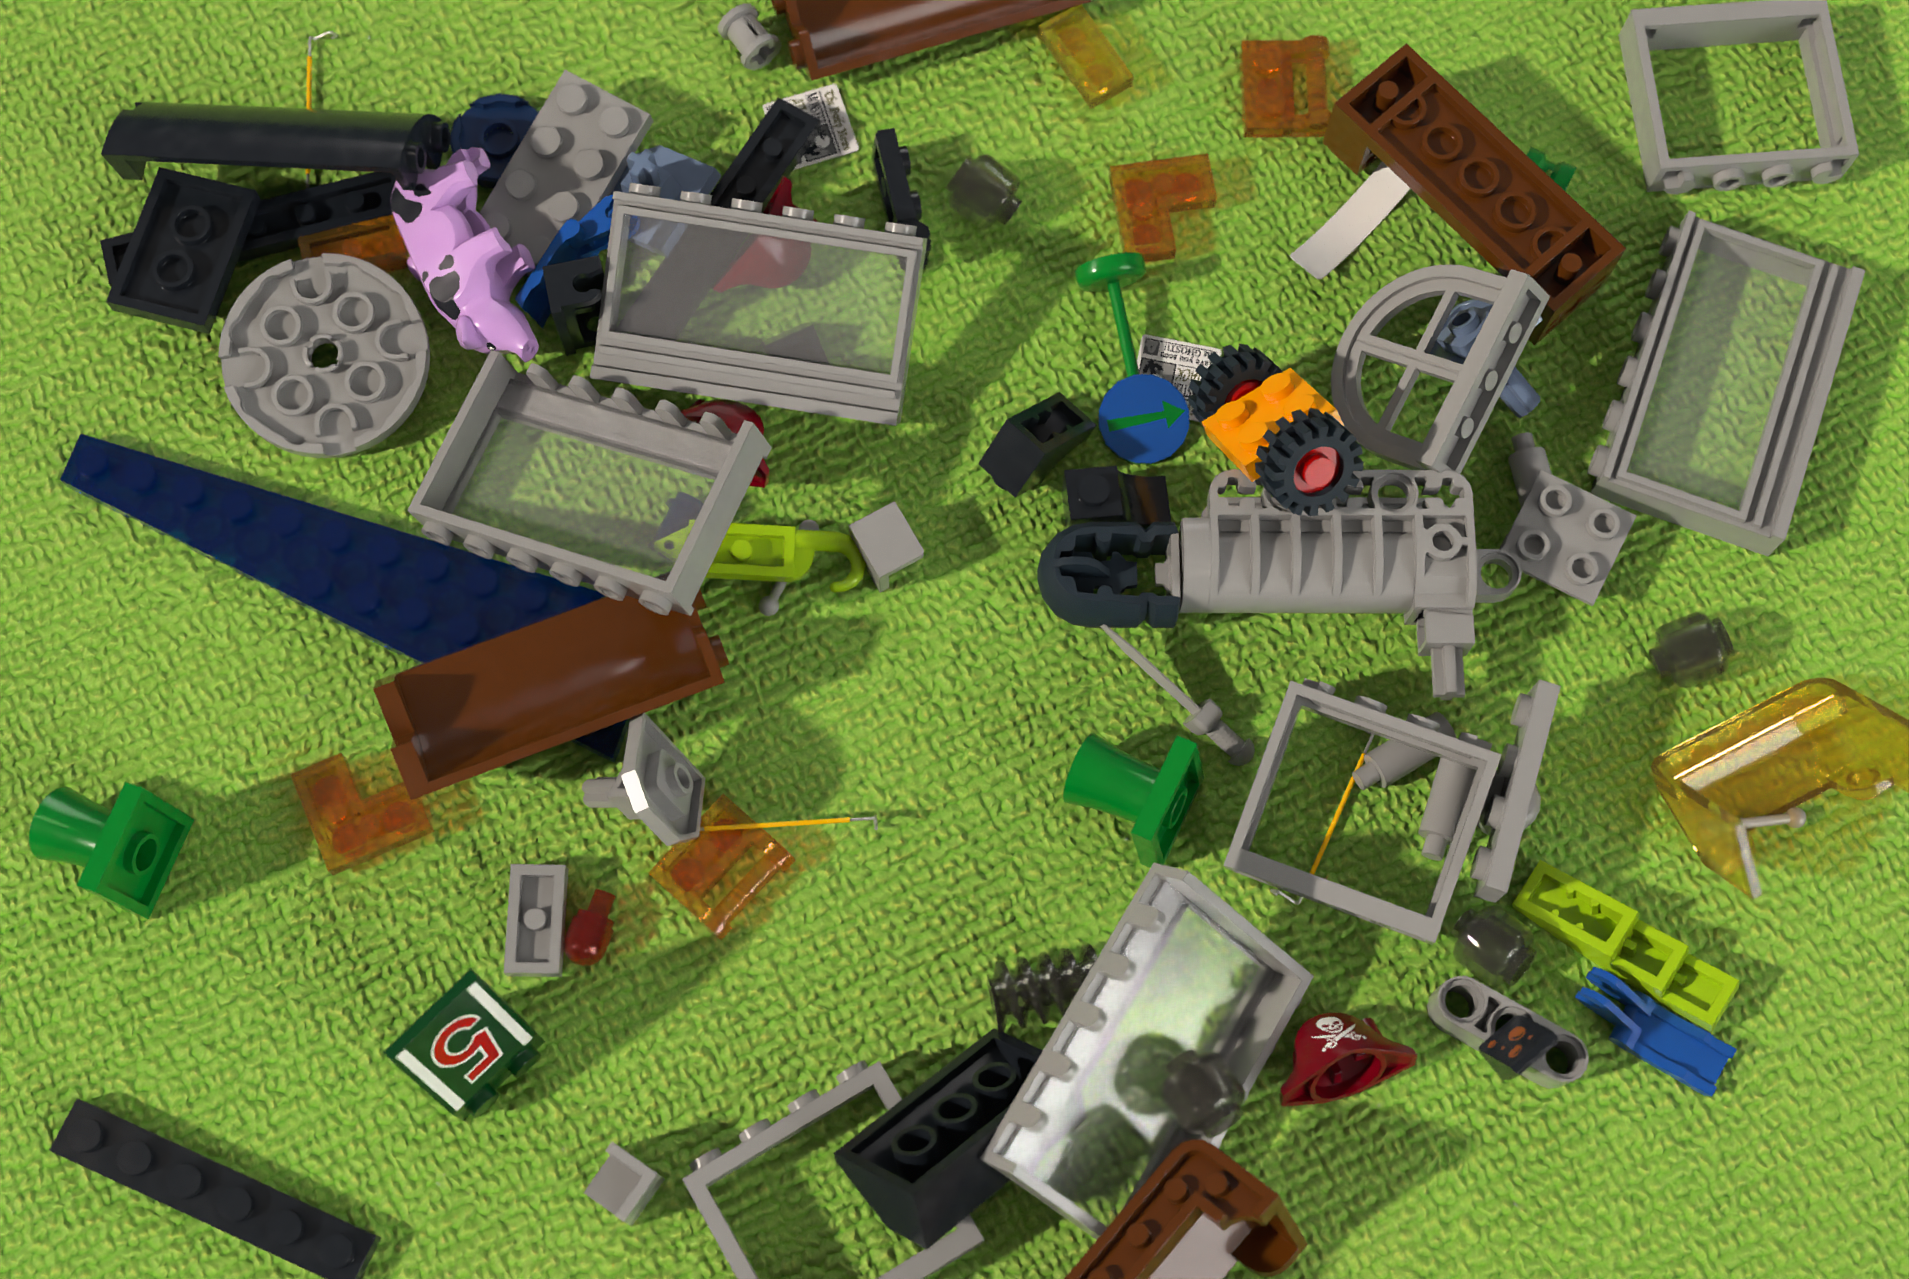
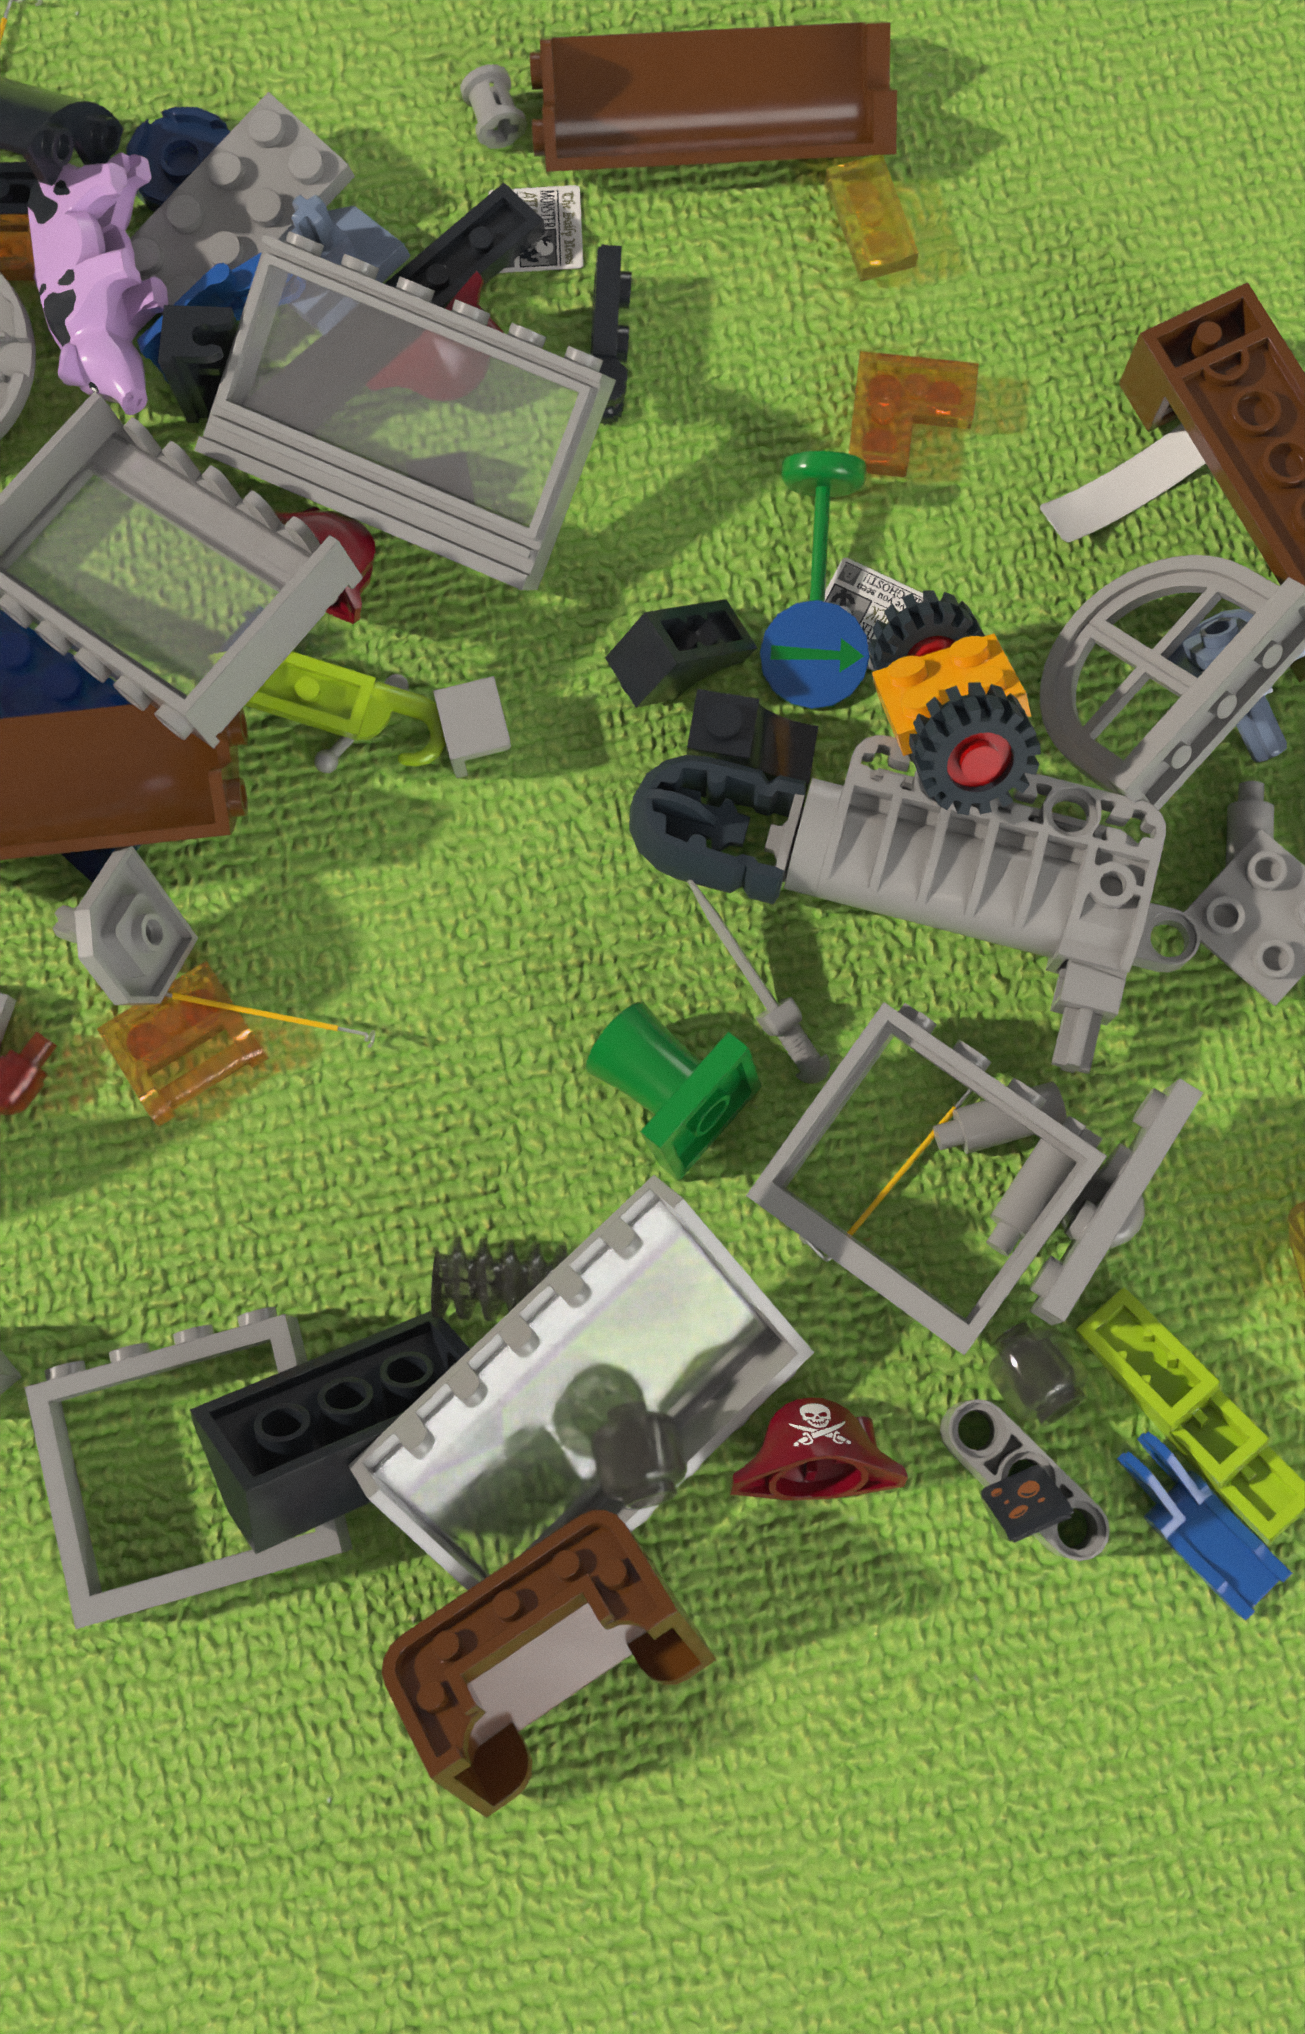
camera: 20 degrees right, 5 degrees up
(984, 191) = (706, 346): clear smoke head -> none
(1269, 87) = (1076, 303): clear orange plate -> none

